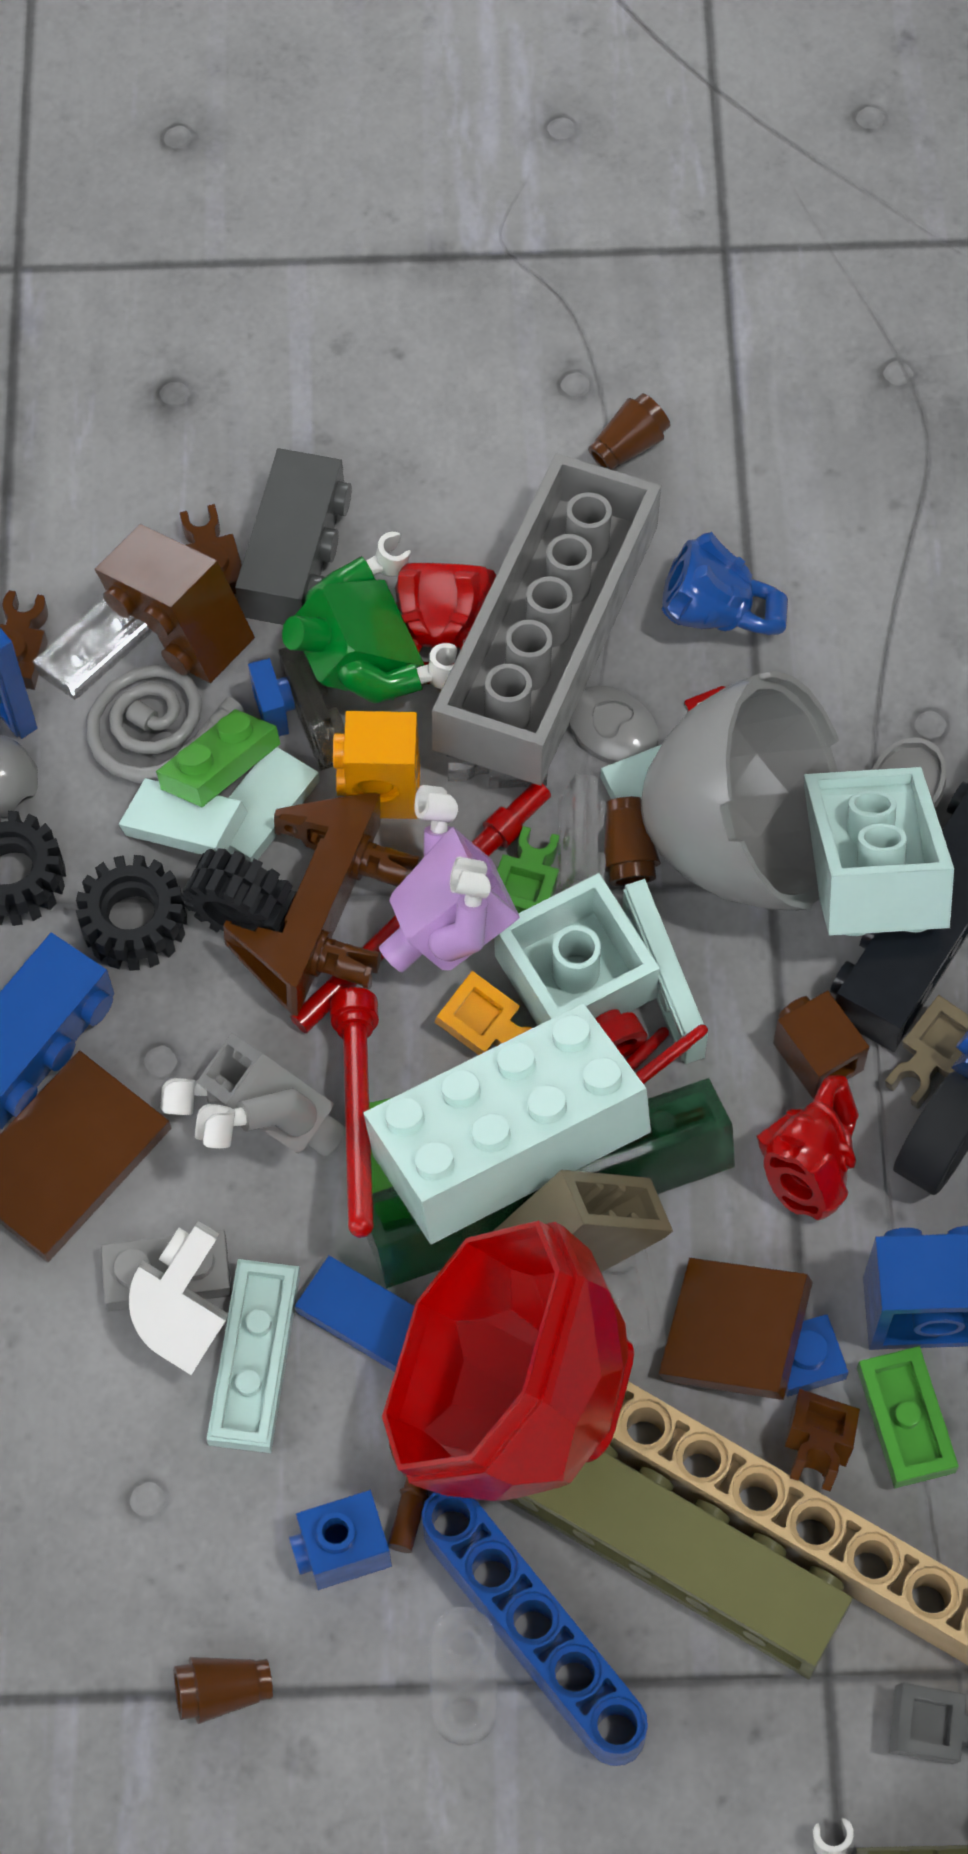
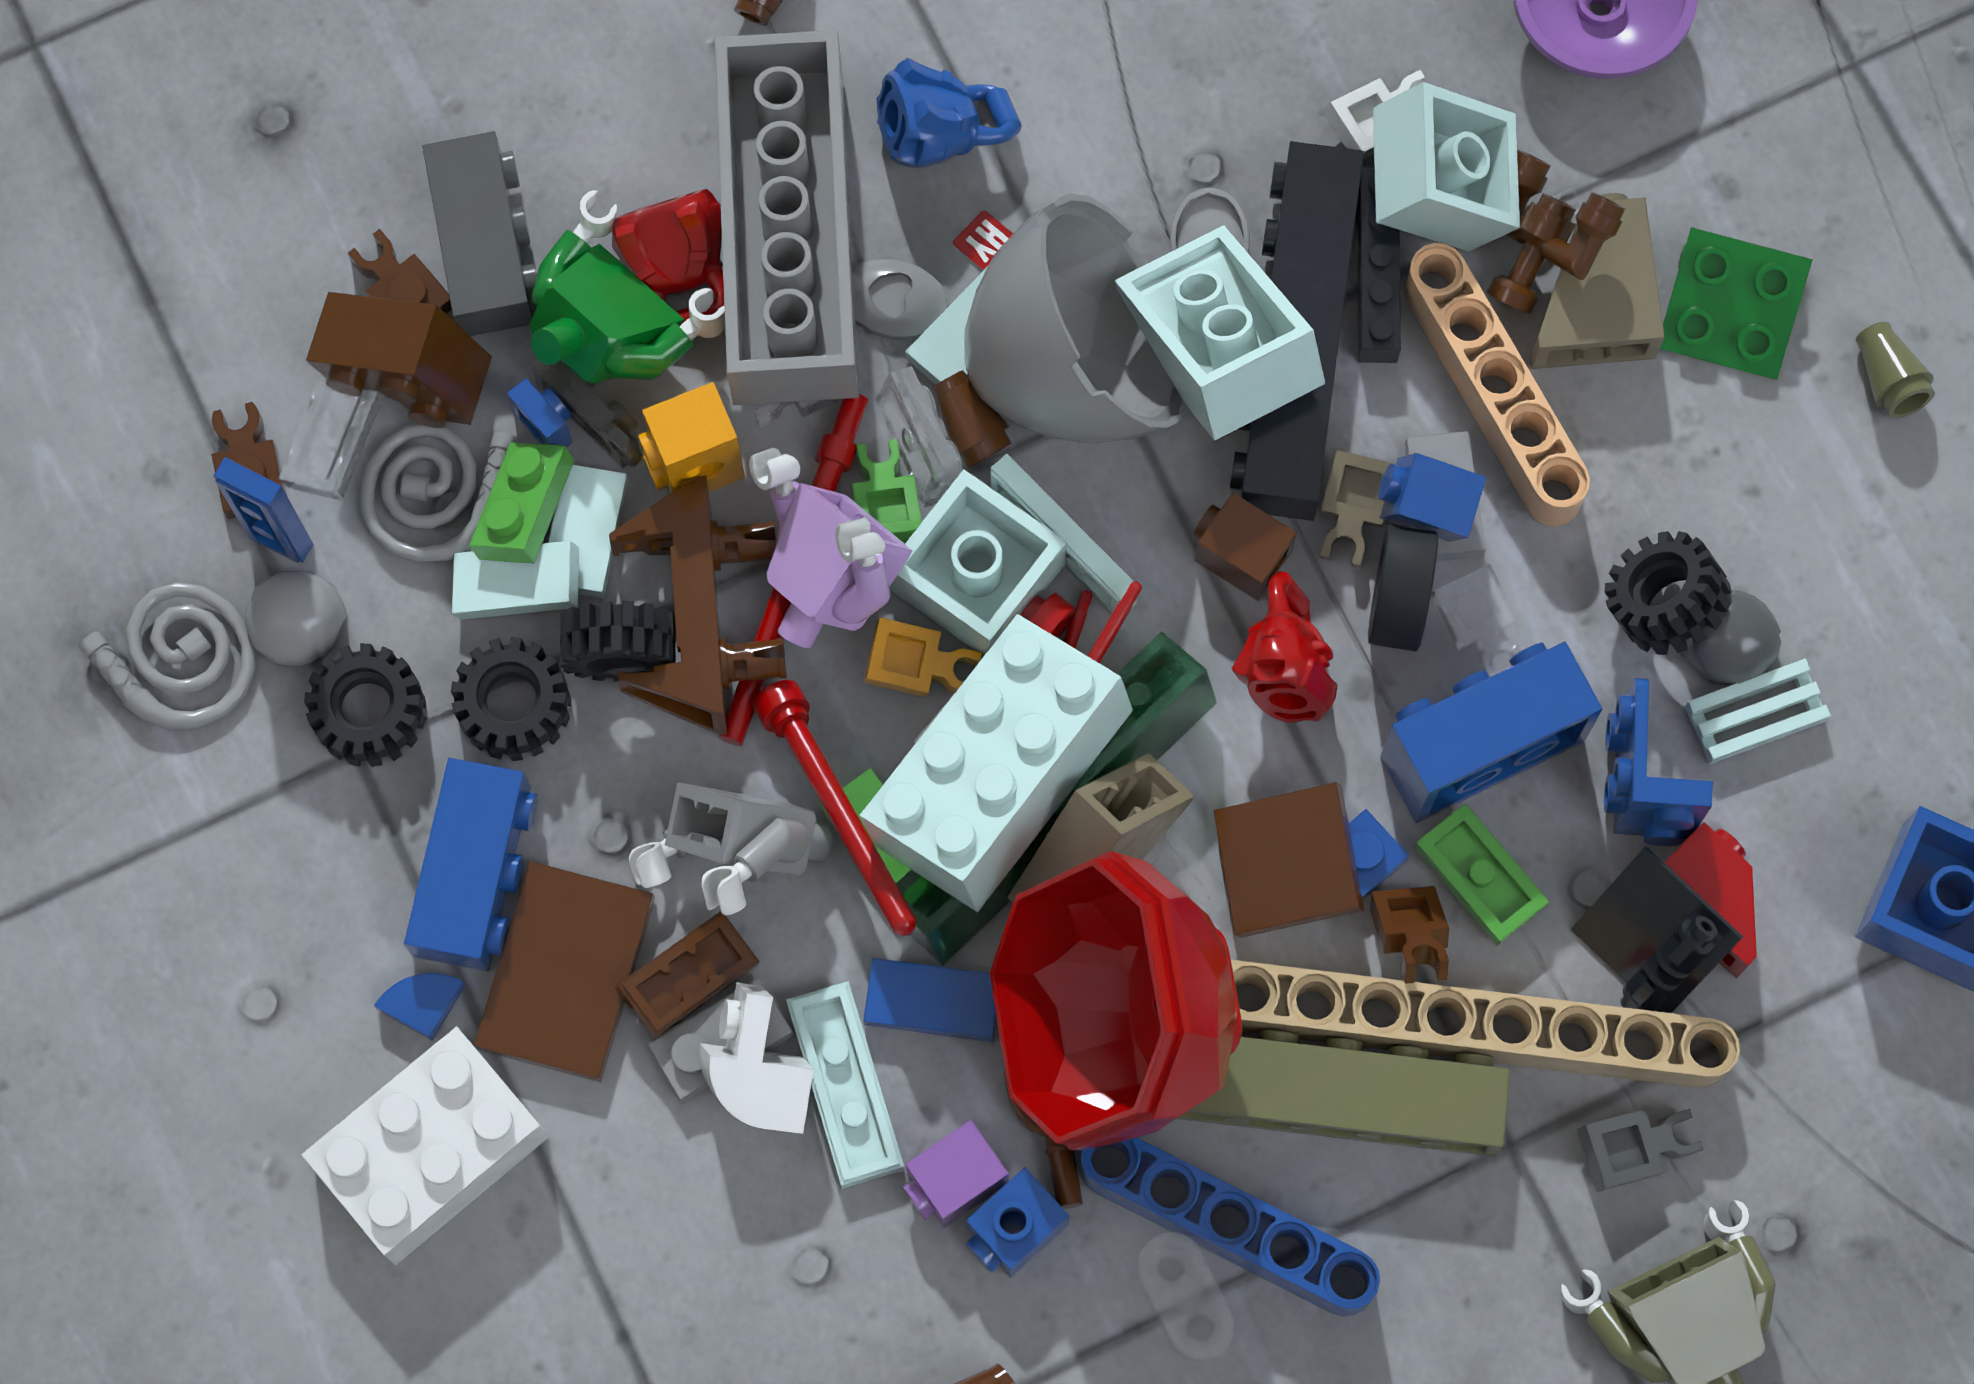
camera: 25 degrees left, 10 degrees up
(163, 1201) = (687, 975): none -> reddish brown plate
(306, 1471) = (954, 1175): none -> medium lavender brick

